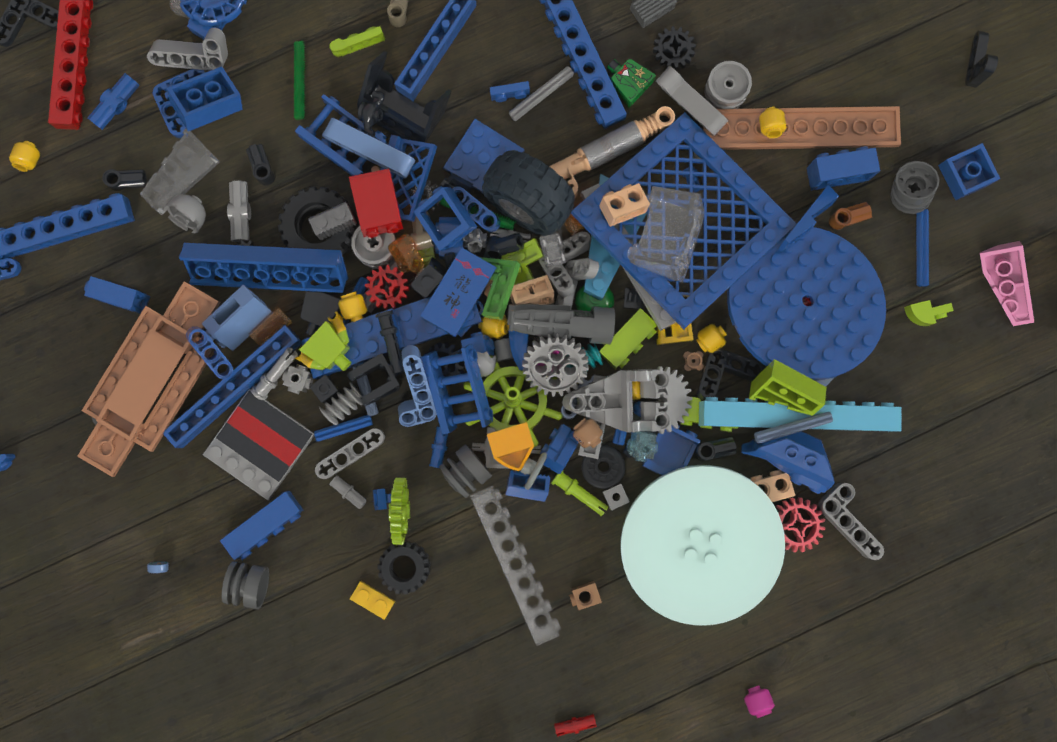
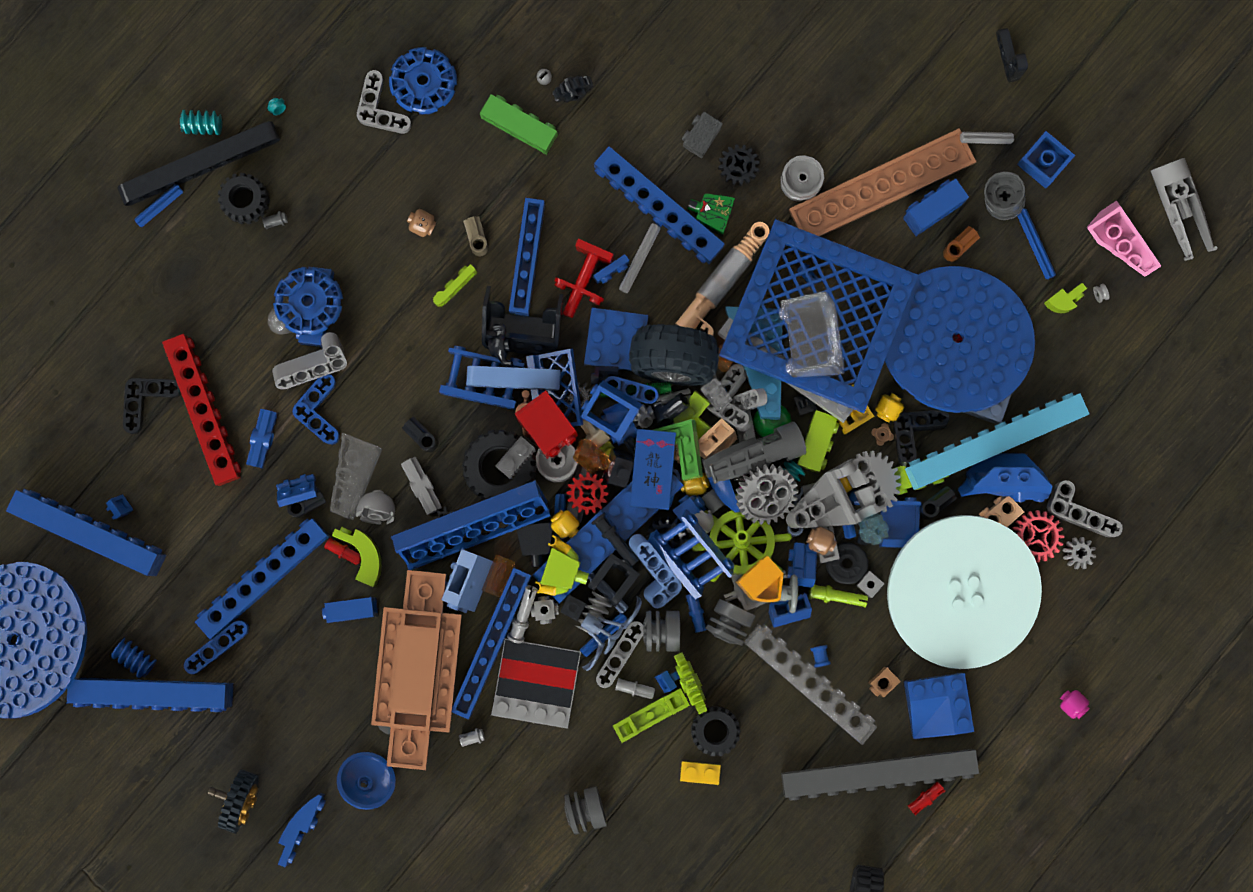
camera: 30 degrees left, 0 degrees up
(24, 156) = (205, 524): yellow head -> none
(57, 448) = (367, 769): none -> blue dish
(120, 162) = (296, 490): none -> blue plate
(138, 239) = (343, 551): none -> red axle
(158, 567) = (499, 831): medium blue tile -> none
(161, 251) = (370, 555): none -> lime arch
(180, 468) = (472, 737): none -> light grey pin
(204, 98) = (346, 400): blue brick -> none
(213, 361) = (470, 623): blue beam -> none
(262, 525) = (573, 752): blue brick -> none
(299, 80) = (418, 344): green axle -> none
(334, 415) = (594, 626): none -> sand blue plant
(349, 524) = (650, 715): none -> lime slope
(397, 449) = (662, 631): none -> dark grey wheel
(498, 70) = (594, 255): none -> red piece
(537, 542) = (820, 656): none -> blue bush
(542, 680) = (880, 773): none -> dark grey brick
(626, 208) = (766, 330): light nougat brick -> none
(628, 643) = (939, 706): none -> blue slope
(691, 101) = (777, 207): light grey beam -> none
(772, 122) = (856, 194): yellow head -> none
(789, 388) = (976, 422): lime wedge -> none
(793, 427) = (996, 454): sand blue axle -> none
(807, 222) = (925, 271): blue slope -> none
(830, 550) = (1081, 560): none -> light grey gear
(921, 126) = (987, 137): none -> light grey axle
(964, 322) = (1101, 293): none -> light grey bush

